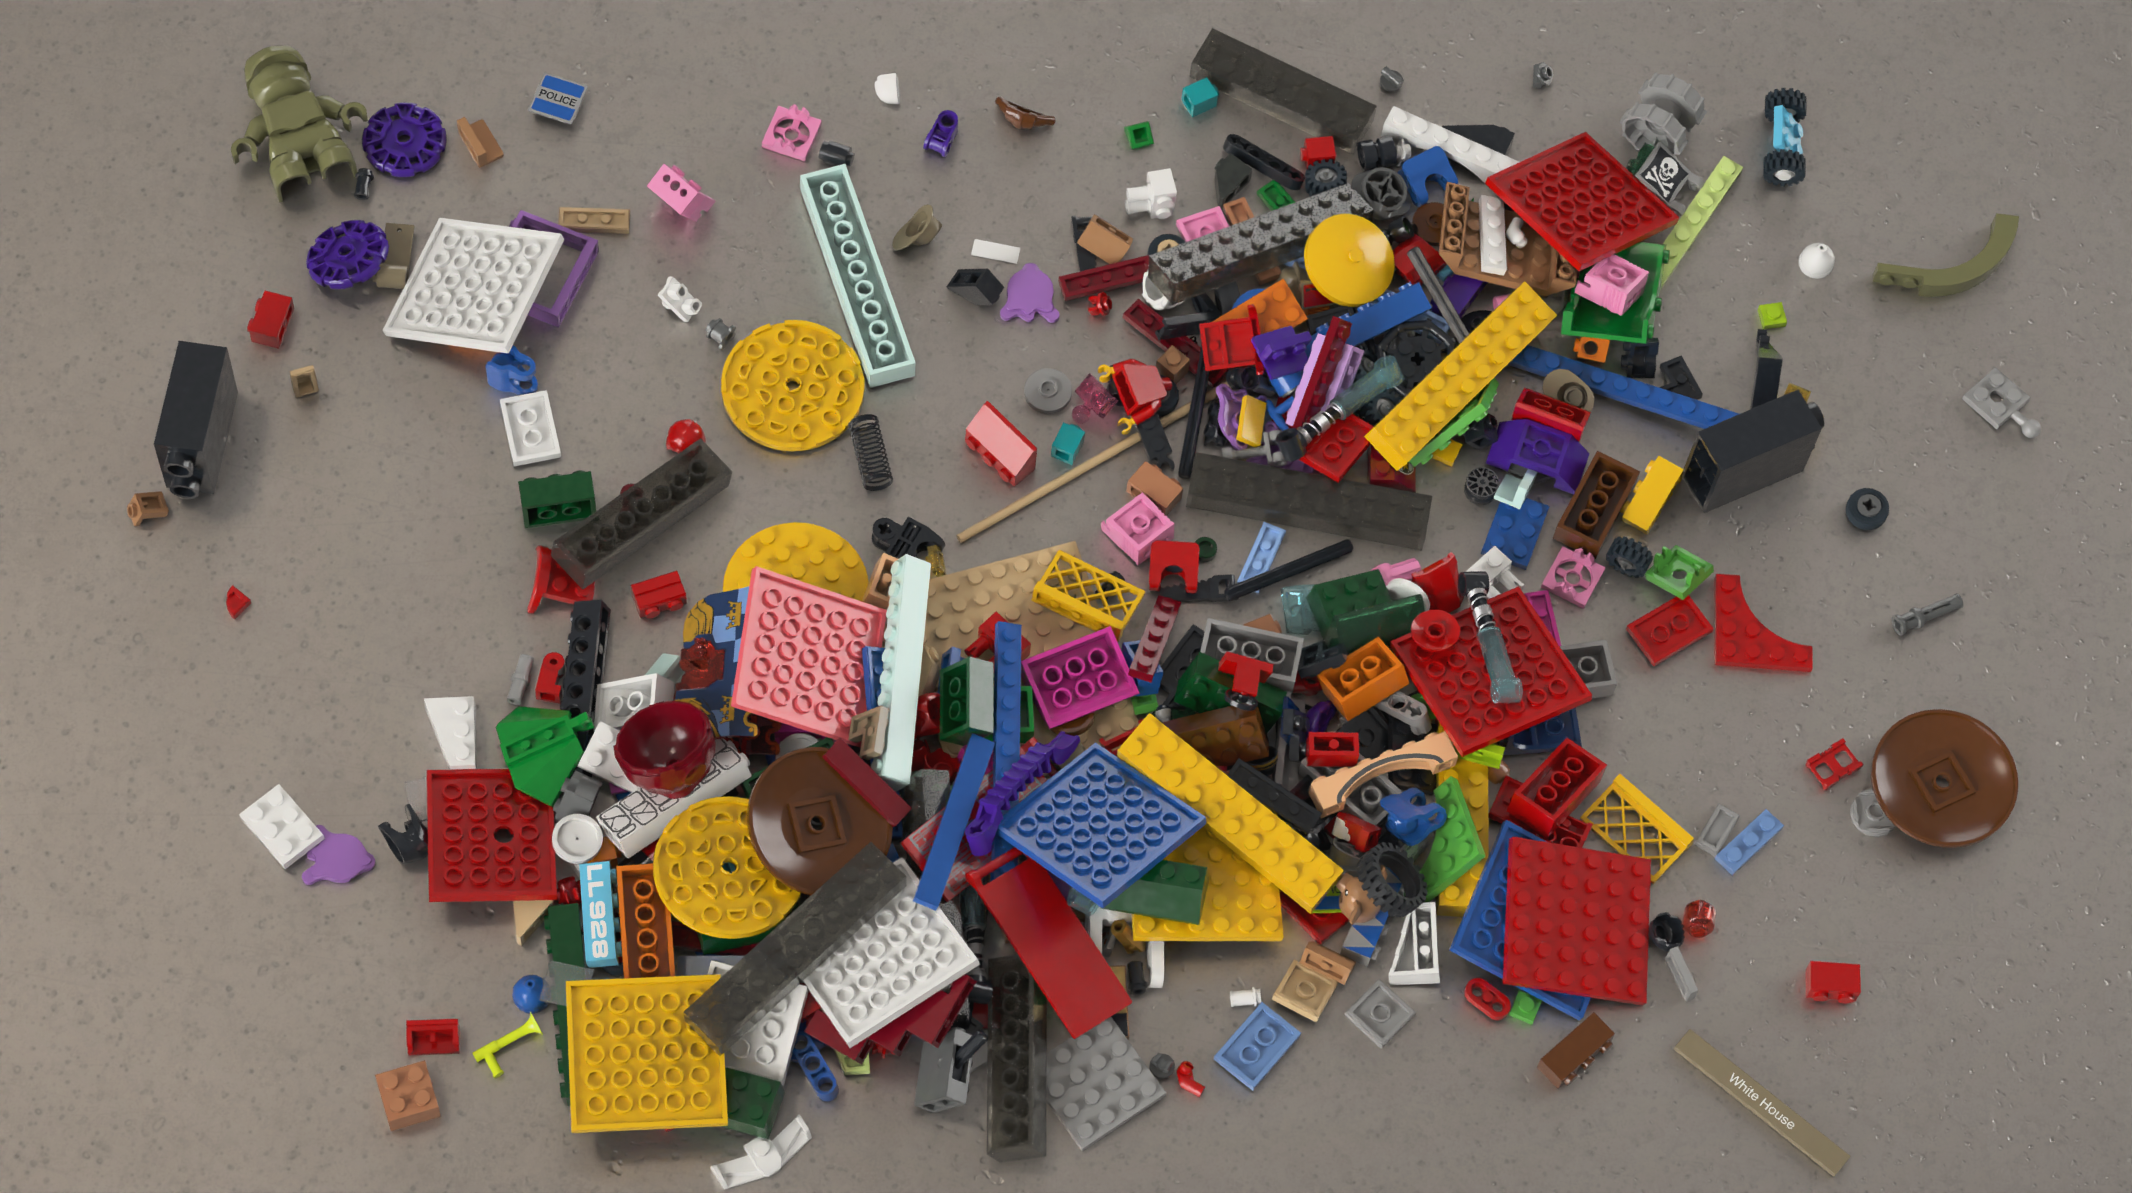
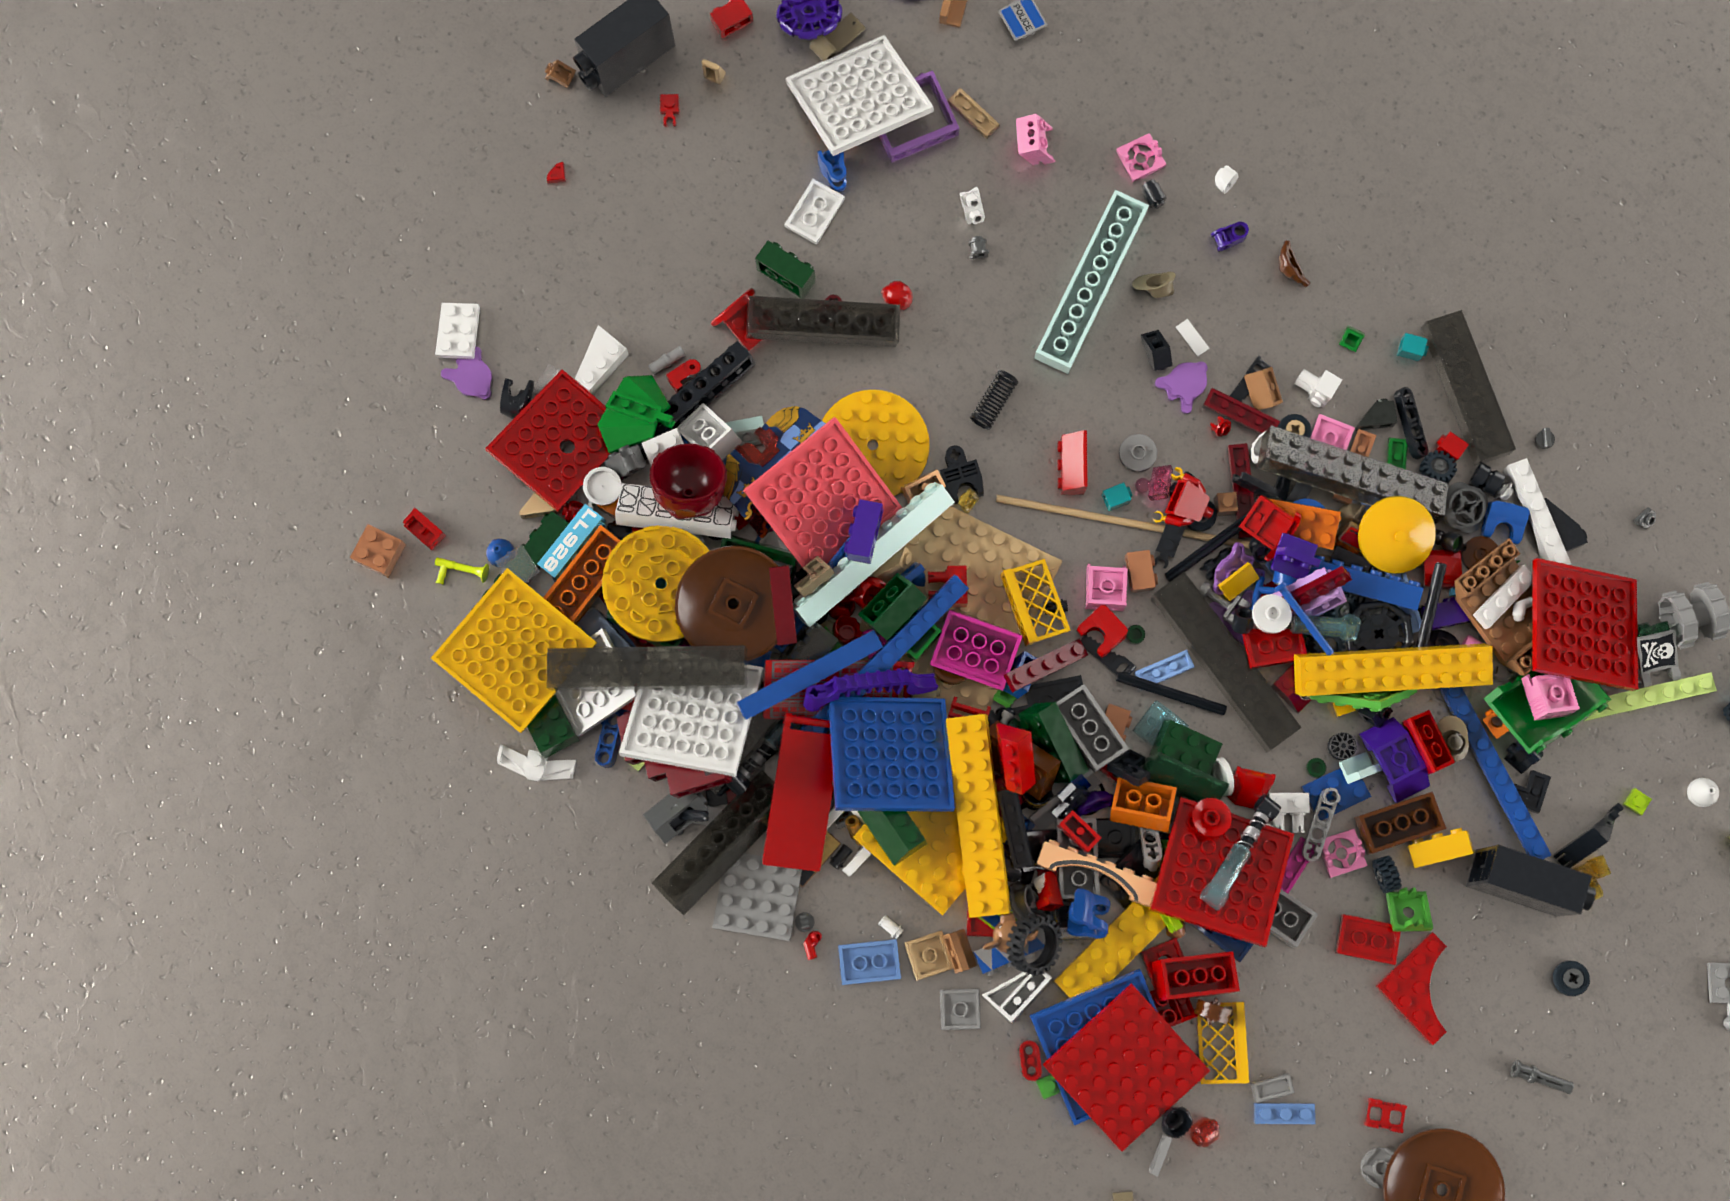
camera: 50 degrees right, 15 degrees up
(289, 450) = (669, 106): none -> red plate
(659, 595) = (790, 378): red brick -> none
(786, 352) = (986, 344): yellow plate -> none
(877, 651) = (864, 531): none -> dark purple brick
(1213, 728) = (1016, 758): none -> red slope
(1247, 675) = (1062, 745): red piece -> none
(1311, 414) = (1263, 615): none -> white piece
(1343, 393) = (1303, 617): none -> blue bar
(1398, 570) = (1235, 754): bright pink piece -> none
(1455, 843) = (1095, 957): bright green plate -> none
(1477, 525) = (1316, 767): none -> dark green tile
(1526, 567) = (1323, 825): none -> light grey beam
(1576, 1051) = (1051, 1141): reddish brown brick -> none
(1602, 803) = (1213, 1011): none -> reddish brown wheel

